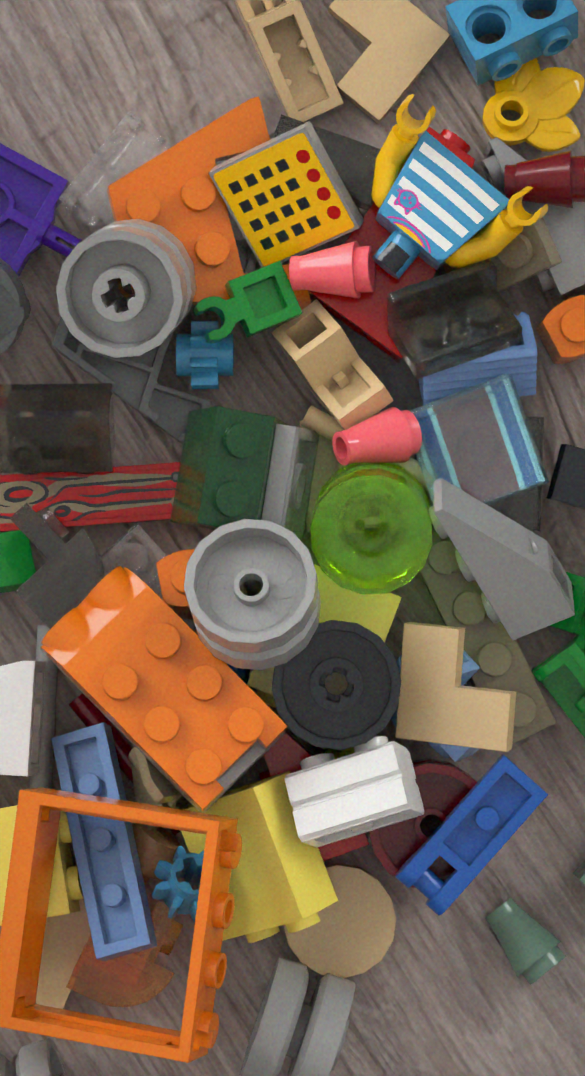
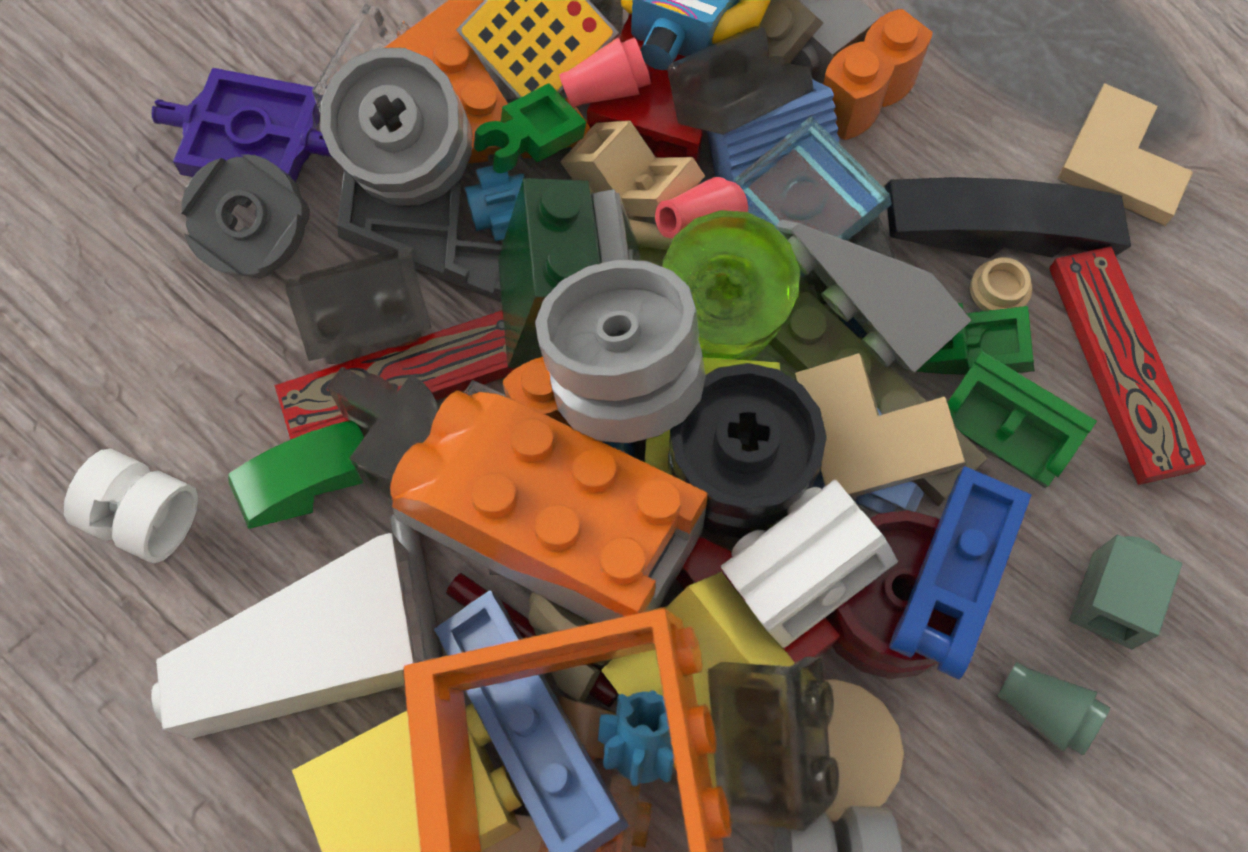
camera: 20 degrees left, 20 degrees down
(279, 923) = (774, 741): none -> clear smoke bracket

